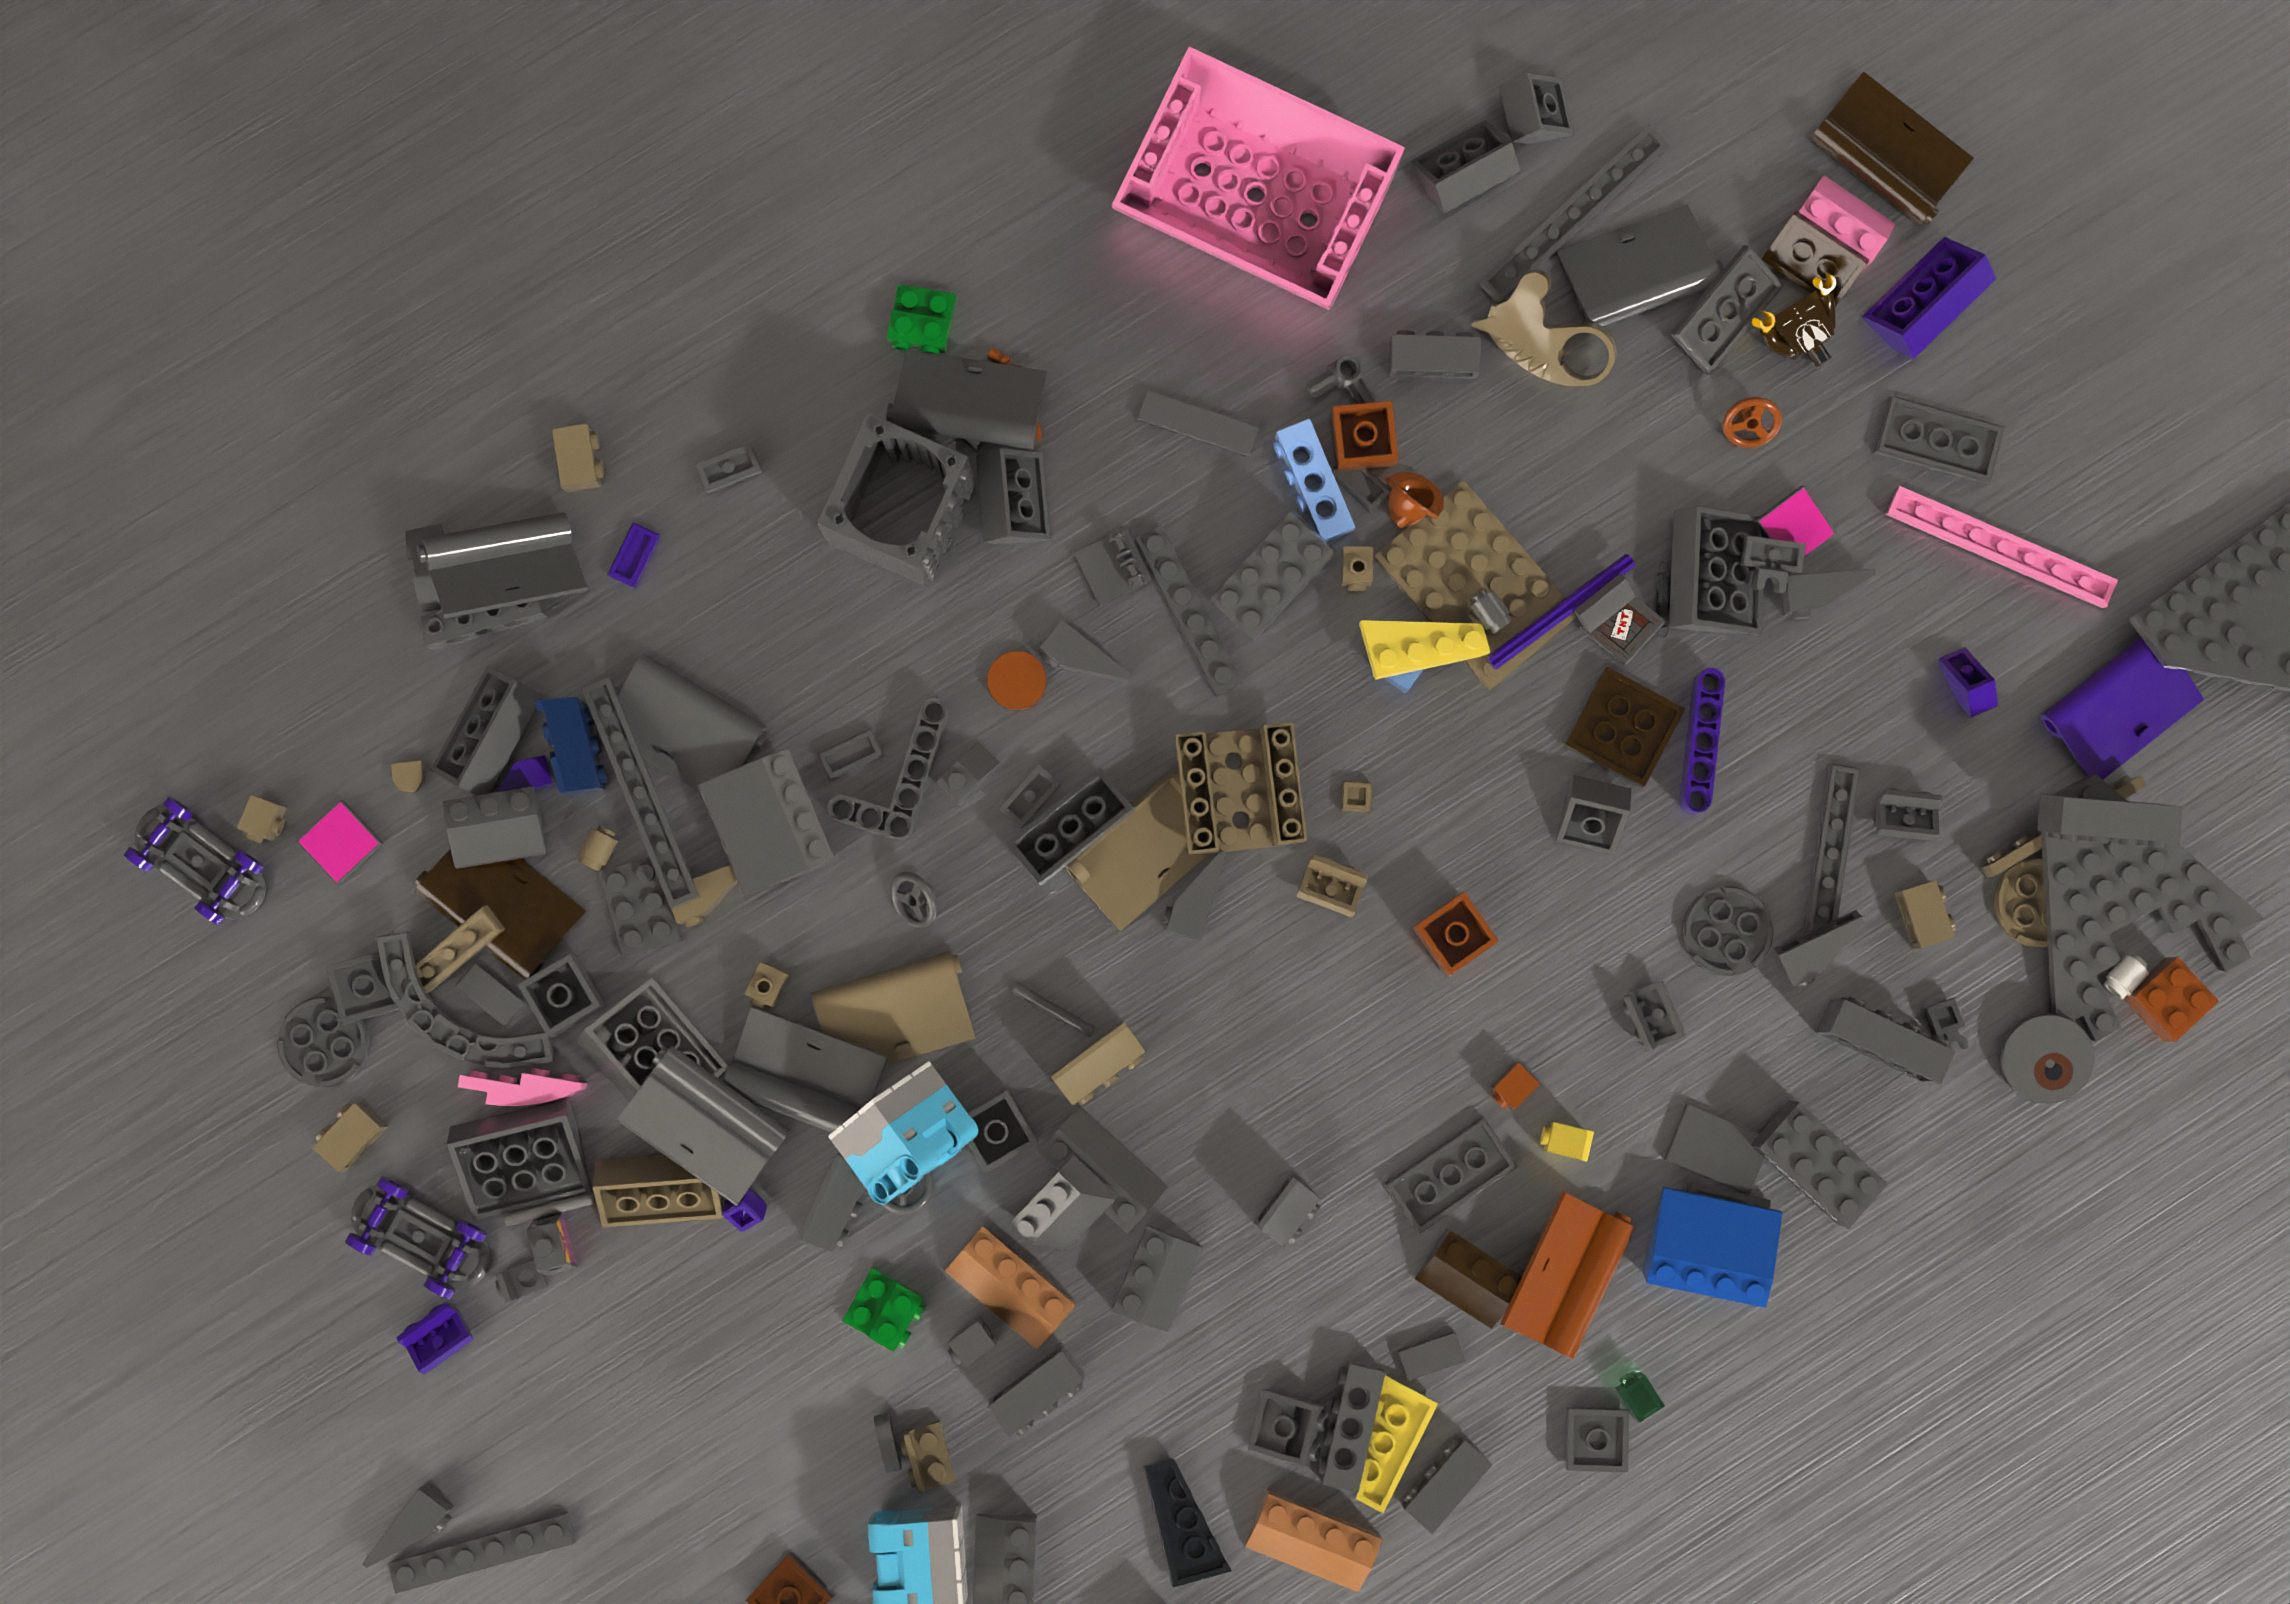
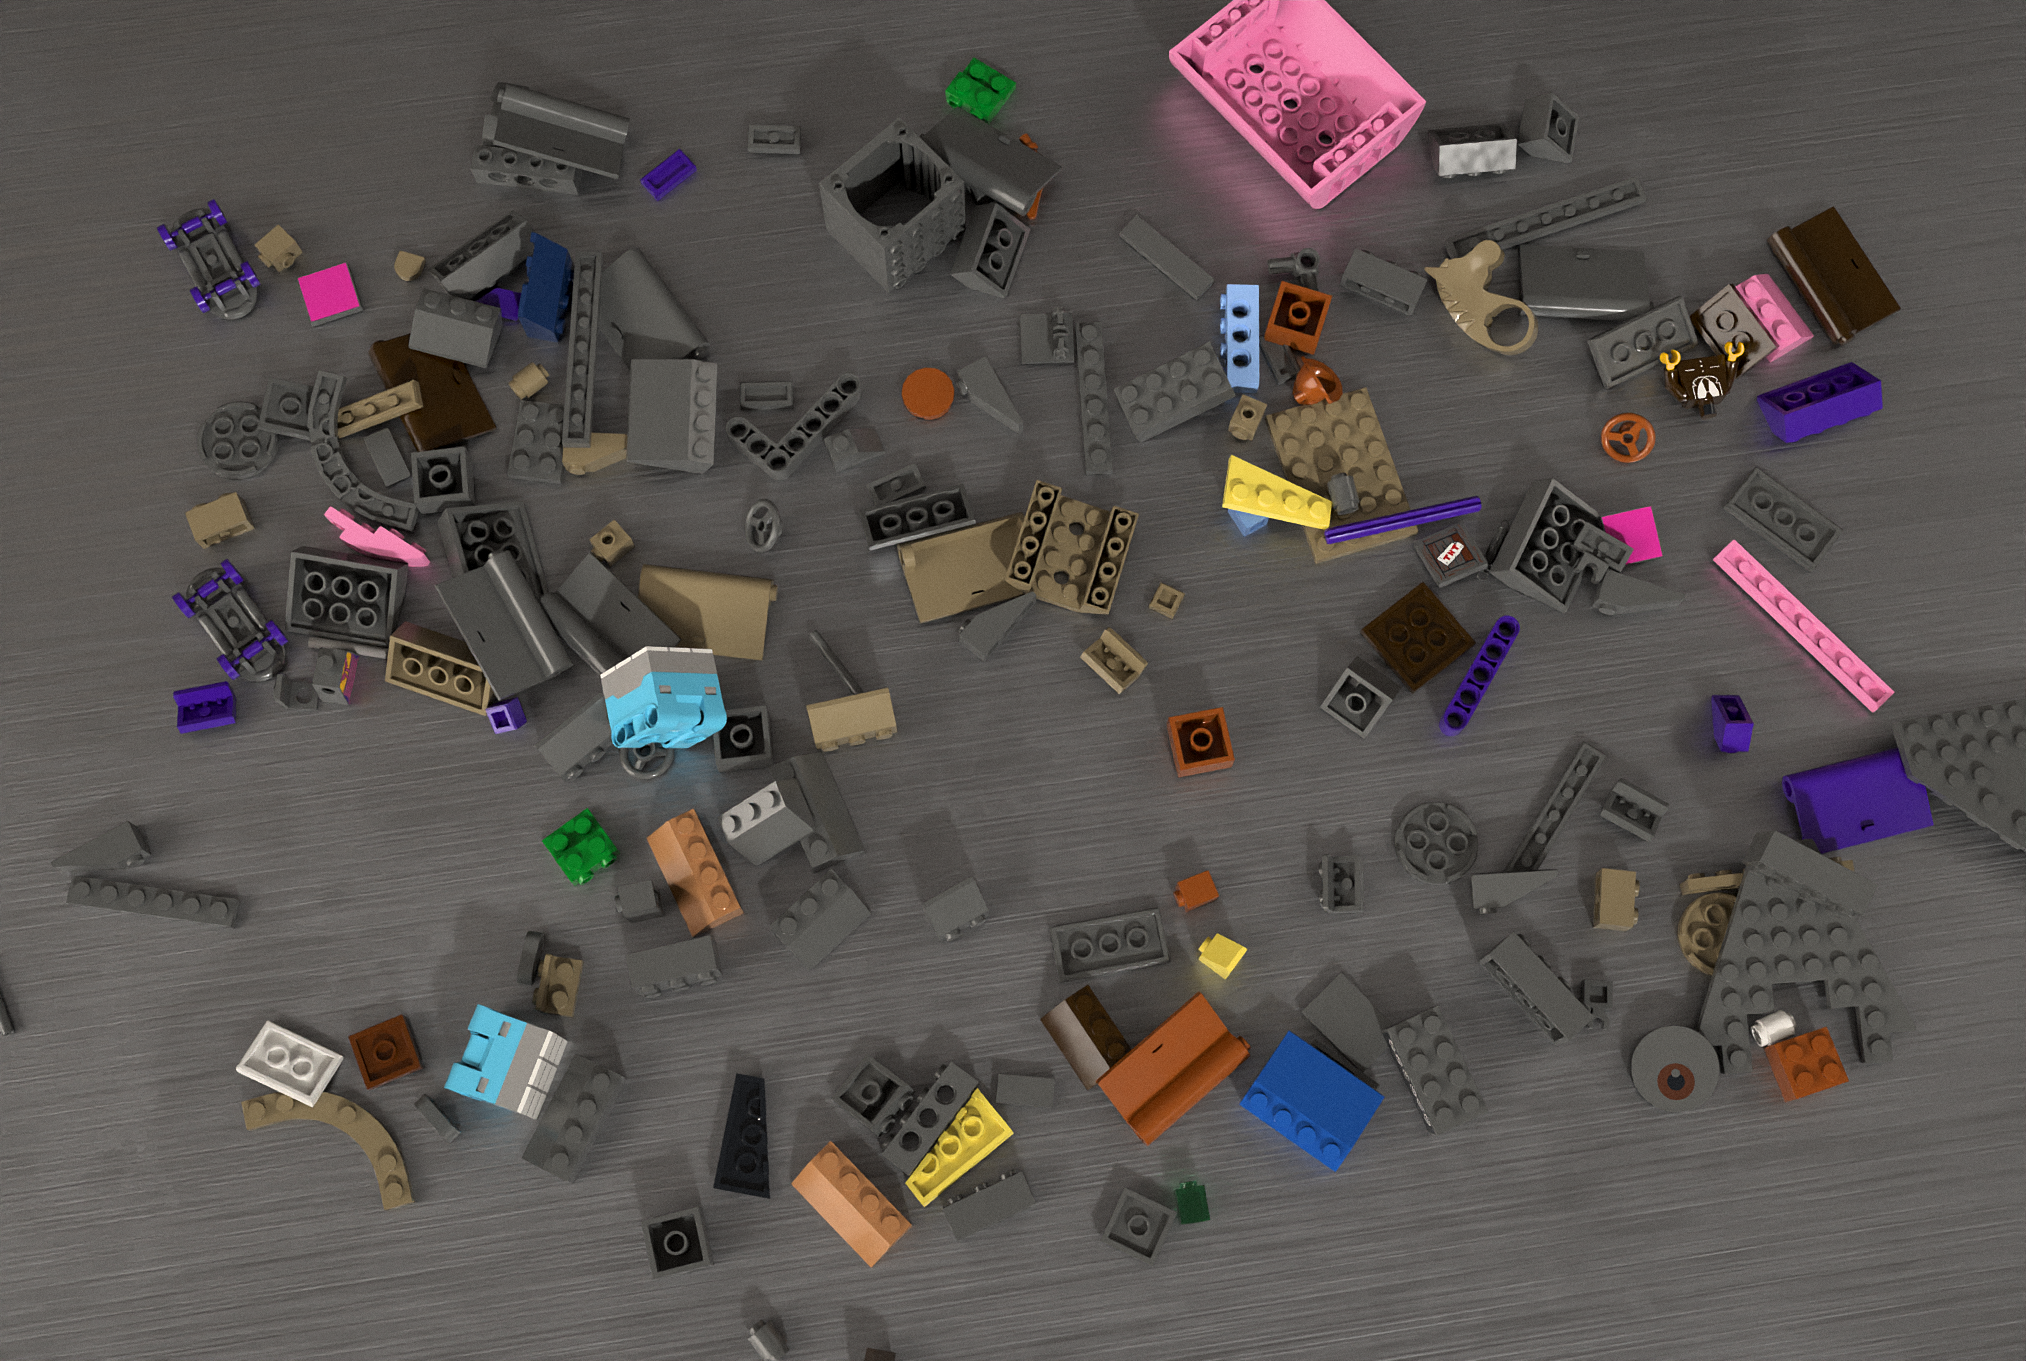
camera: 30 degrees right, 10 degrees down
(577, 457) = (659, 83): dark tan brick -> none
(1605, 603) = (1442, 528): dark grey tile -> none

